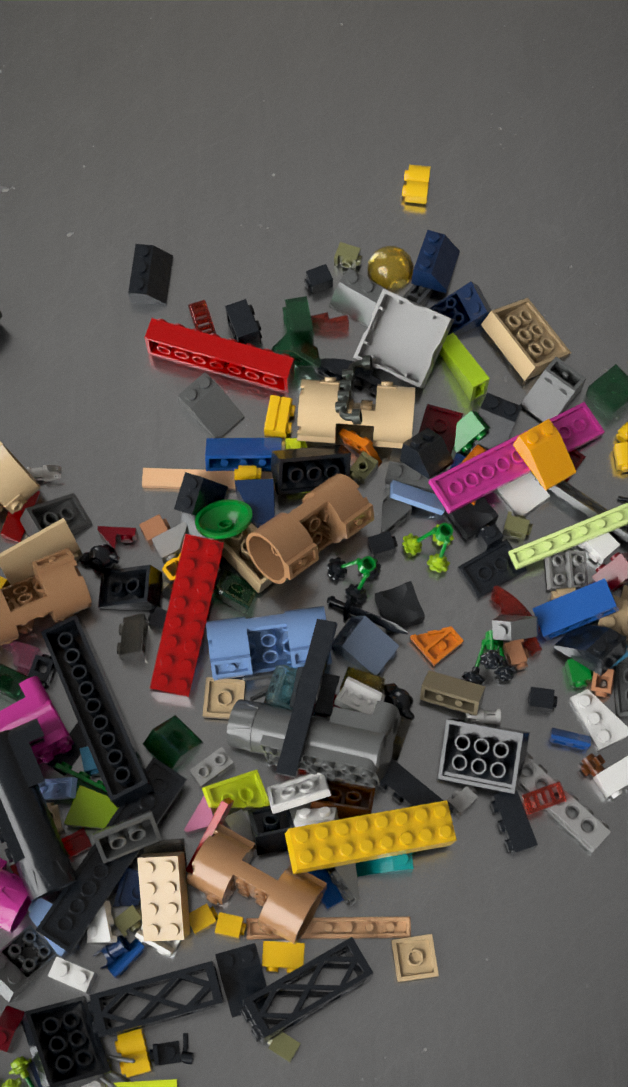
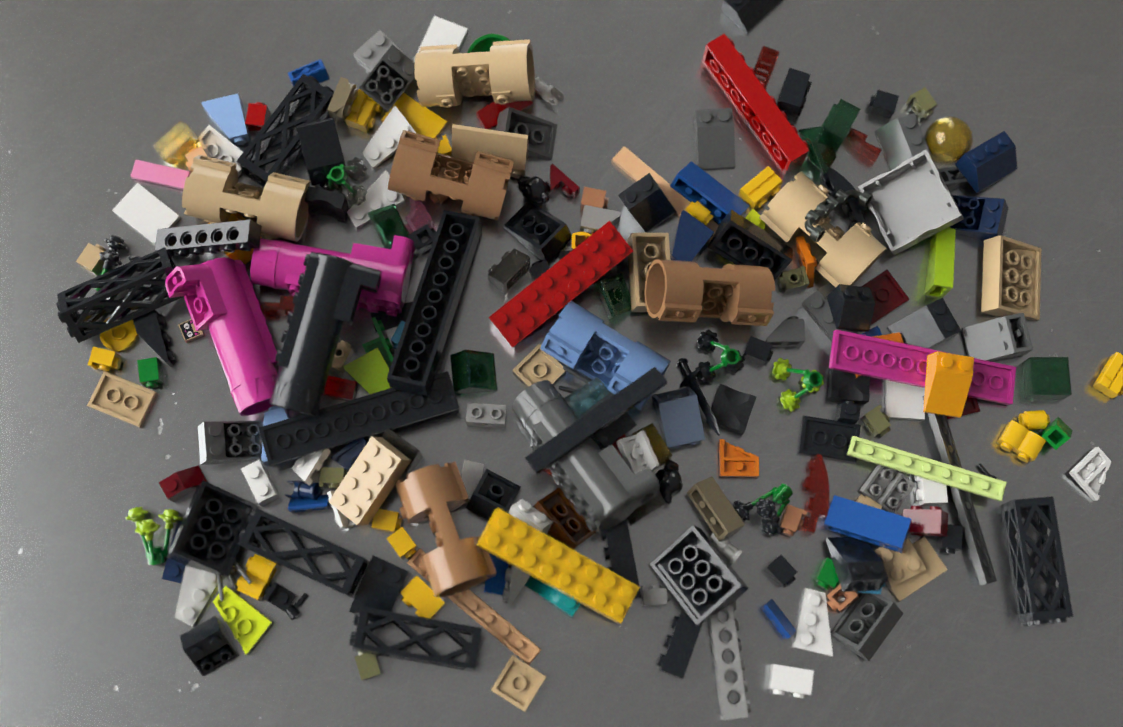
camera: 35 degrees right, 5 degrees up
(59, 788) = (359, 336): light blue tile -> none
(126, 836) = (377, 413): dark grey slope -> none
(200, 819) = (448, 446): bright pink slope -> none
(218, 818) = (457, 456): tile -> none
(223, 519) = (649, 233): green dish -> none
(244, 789) = (490, 449): neon yellow wing -> none
(297, 792) = (533, 486): white tile -> none
(416, 497) = (814, 334): light blue tile -> none
(417, 184) = (1028, 88): yellow brick -> none
(469, 430) = (901, 316): slope -> none
(514, 627) = (806, 498): dark grey slope -> none
(558, 785) = (735, 653): clear red slope -> none
(592, 765) = (778, 654): reddish brown gear -> none

